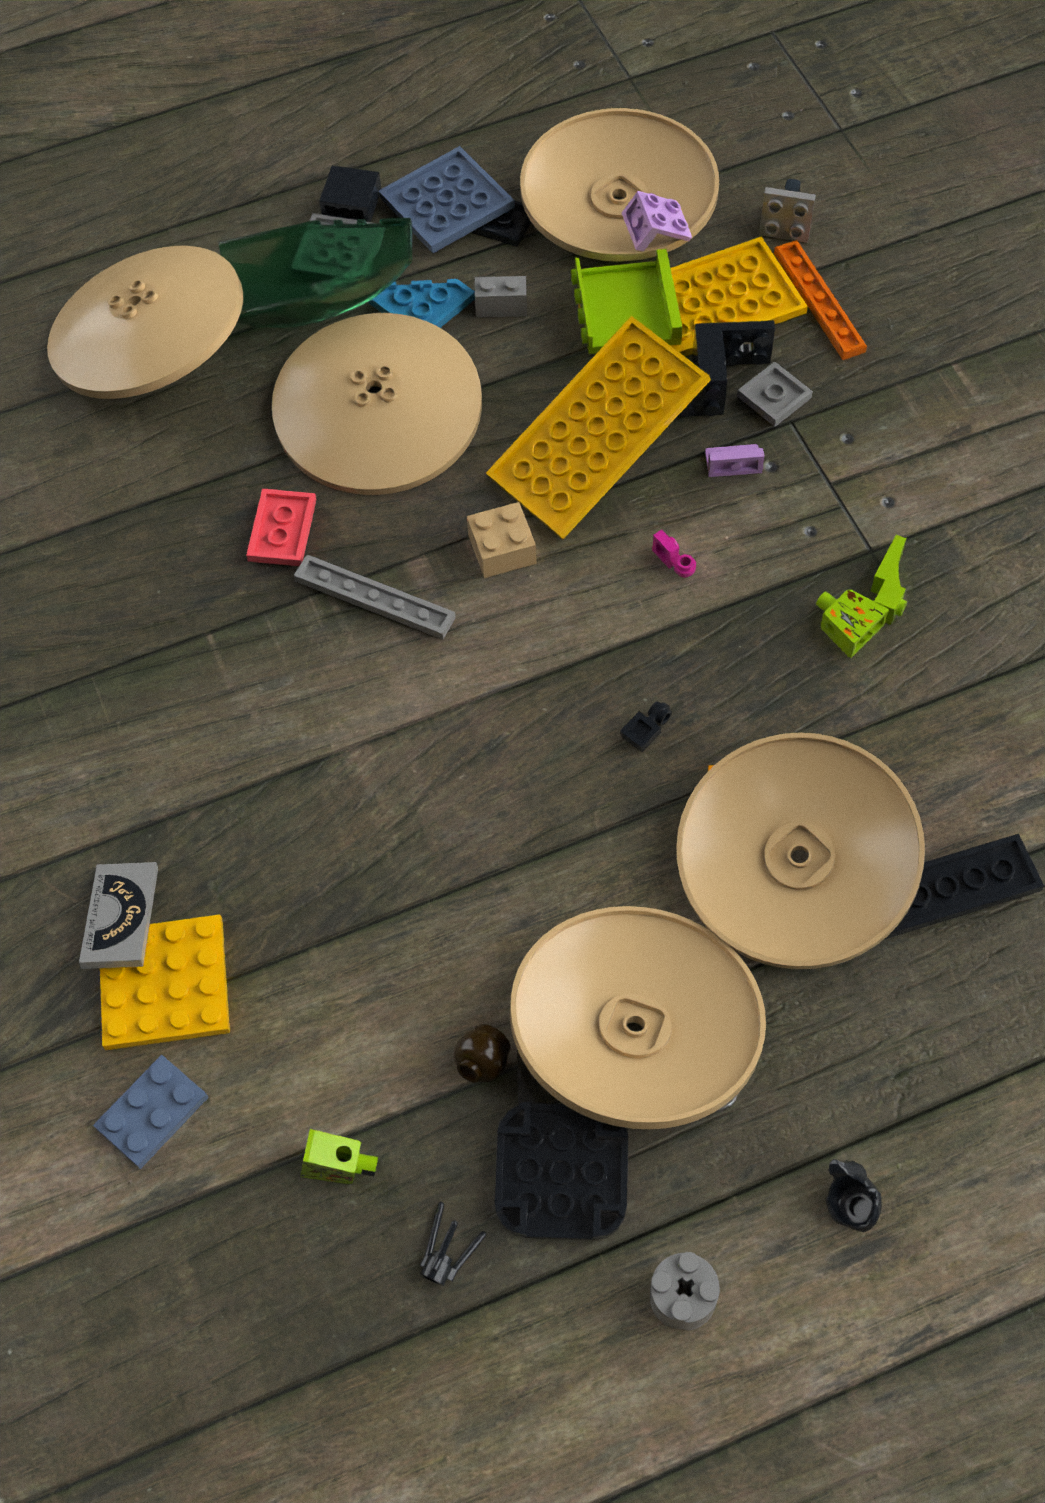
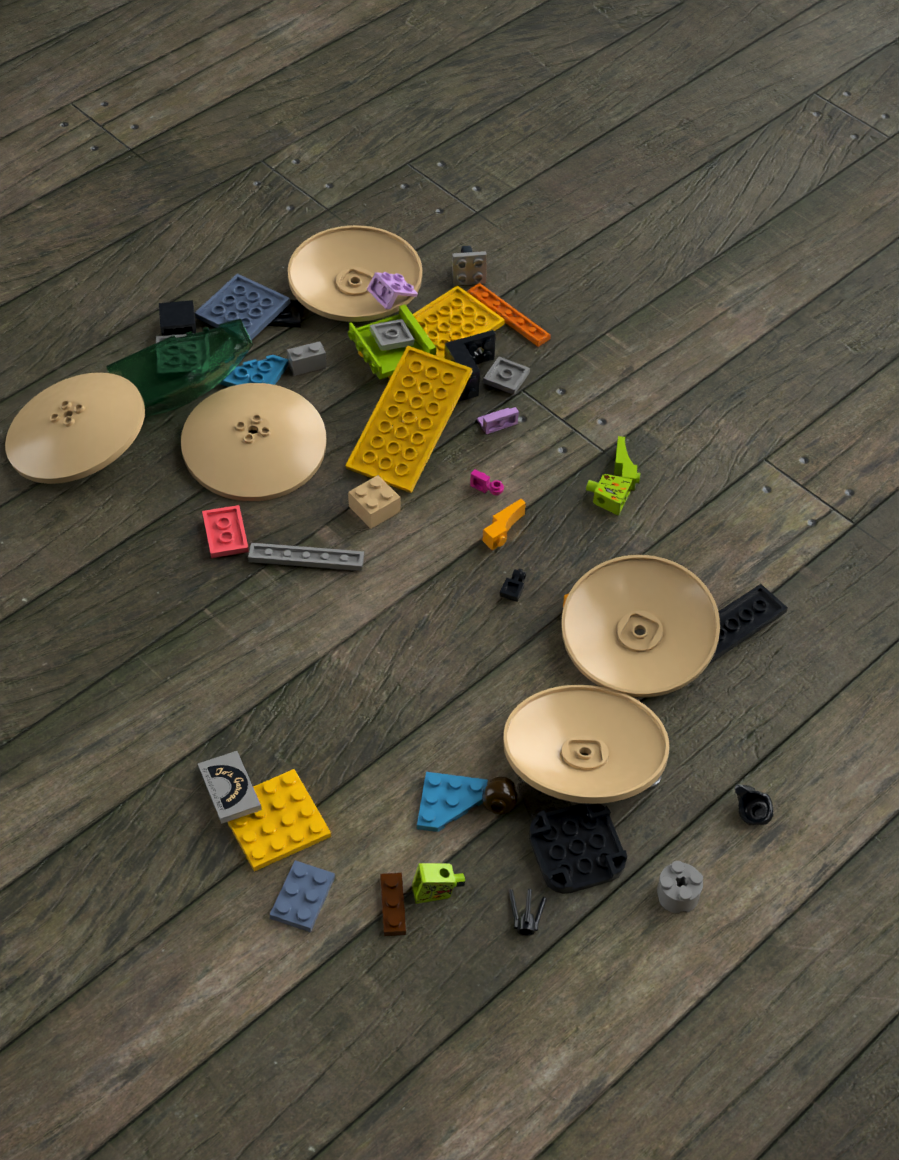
camera: 25 degrees left, 10 degrees down
(267, 1168) = (393, 904): none -> reddish brown plate
(410, 1030) = (447, 799): none -> dark azure plate
(629, 291) = (392, 335): none -> light grey plate
(654, 637) = (496, 533): none -> light orange slope

